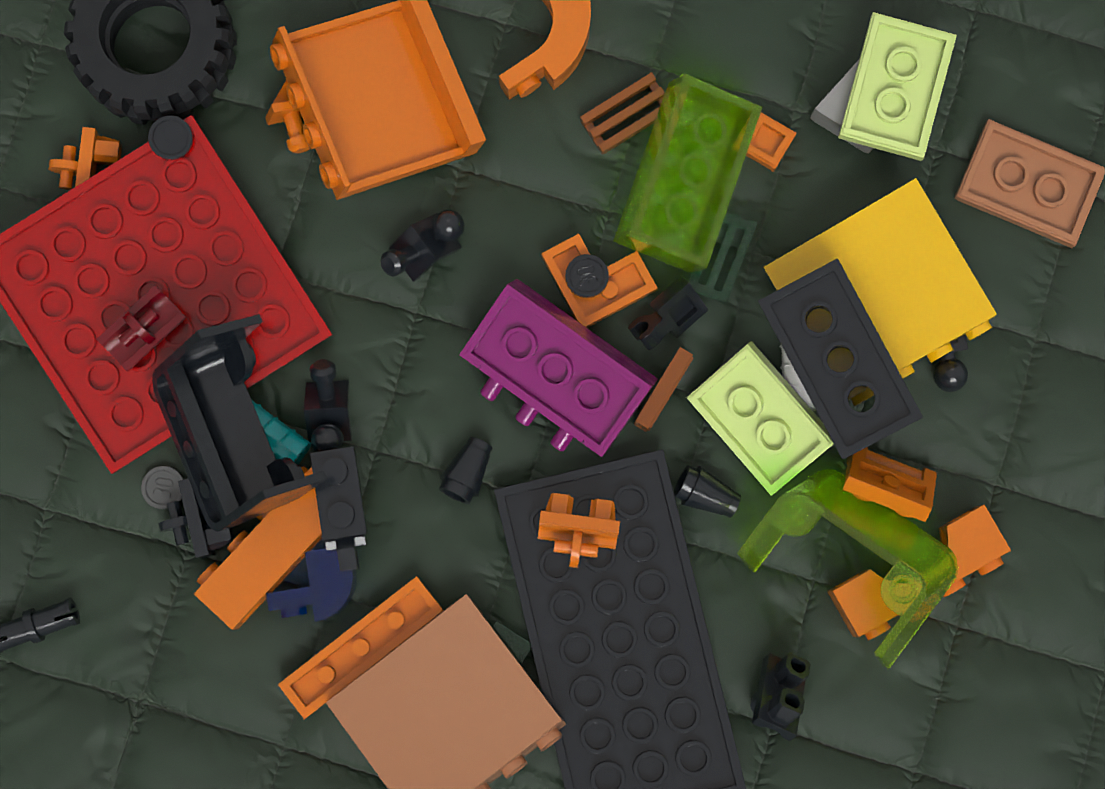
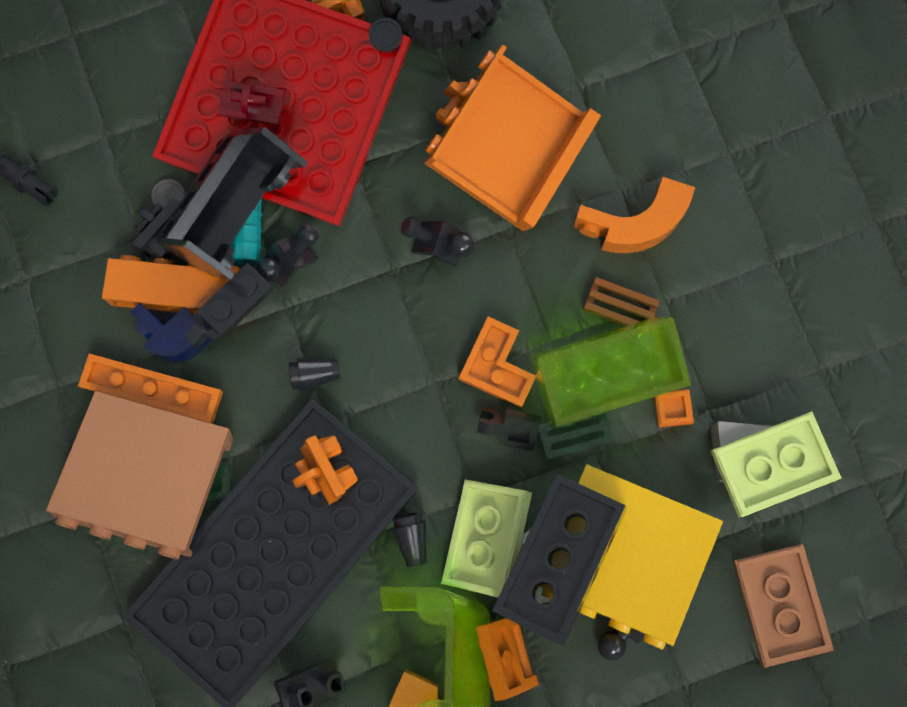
camera: 55 degrees right, 5 degrees down
(556, 369) = (418, 380): magenta piece -> none
(587, 276) = (495, 355): black piece -> none
(664, 390) = (458, 460): dark orange tile -> none

